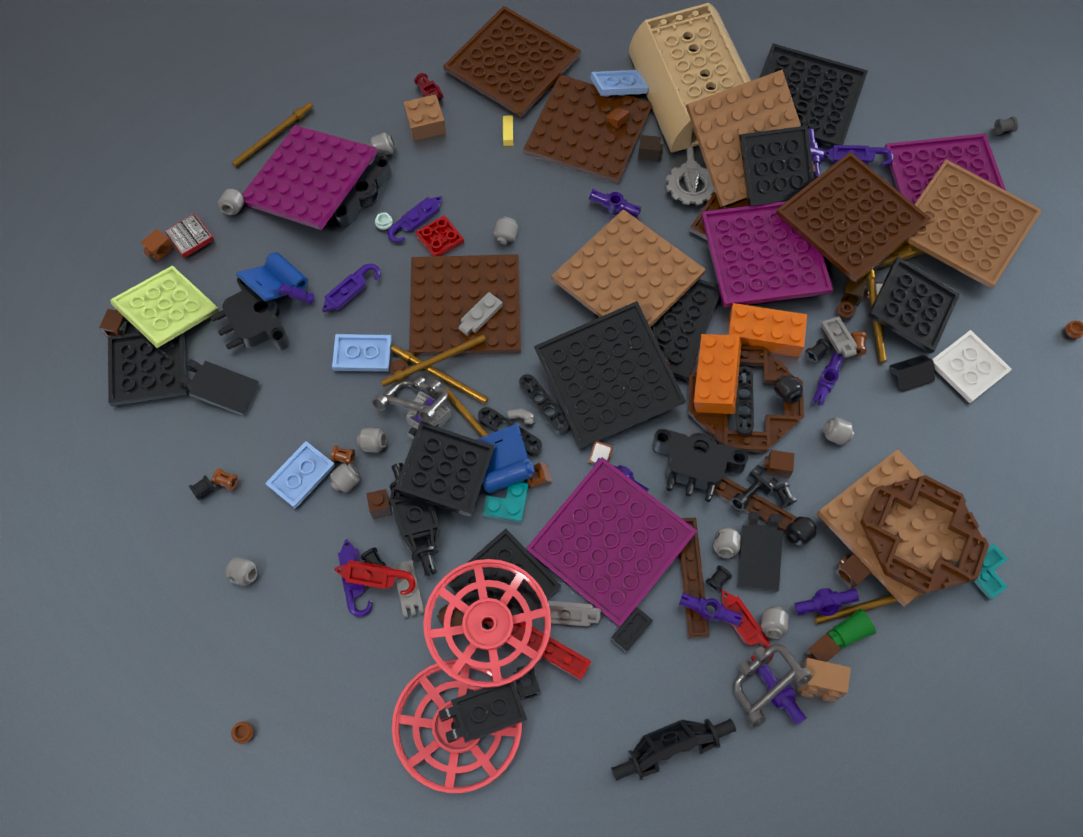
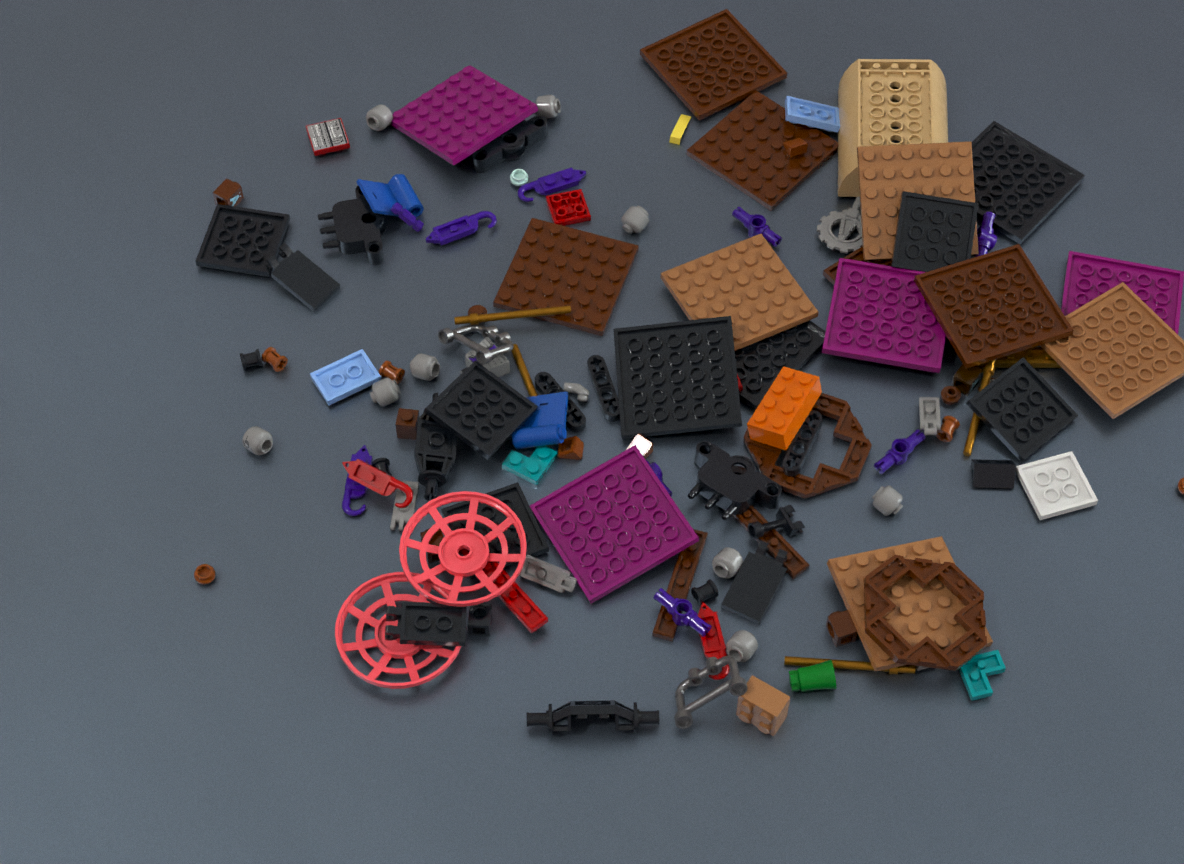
camera: 20 degrees right, 10 degrees down
(156, 245) = (293, 136): dark orange brick -> none
(164, 306) = (279, 192): yellowish green tile -> none
(297, 115) = (475, 56): pearl gold bar -> none
(361, 352) = (447, 289): light blue plate -> none
(409, 357) = (491, 306): pearl gold bar -> none
(424, 117) = (599, 93): medium nougat brick -> none
(427, 87) = (615, 67): dark red connector -> none
(480, 314) = (575, 287): light grey hinge -> none
(631, 629) = (600, 608): black plate -> none
(650, 148) = (816, 185): dark brown brick -> none
(774, 329) = (862, 387): orange brick -> none
(779, 463) = (813, 511): reddish brown brick -> none
(783, 489) = (809, 533): black bush -> none
(785, 699) = (720, 712): dark purple pin -> none
(788, 389) = (850, 444): black head -> none
(801, 531) = (805, 576): black head -> none
(818, 350) = (902, 422): black bush -> none
(823, 649) = (780, 681): reddish brown brick -> none
(826, 601) = (794, 644): dark purple pin -> none
(864, 153) = (1037, 253): dark purple plate -> none

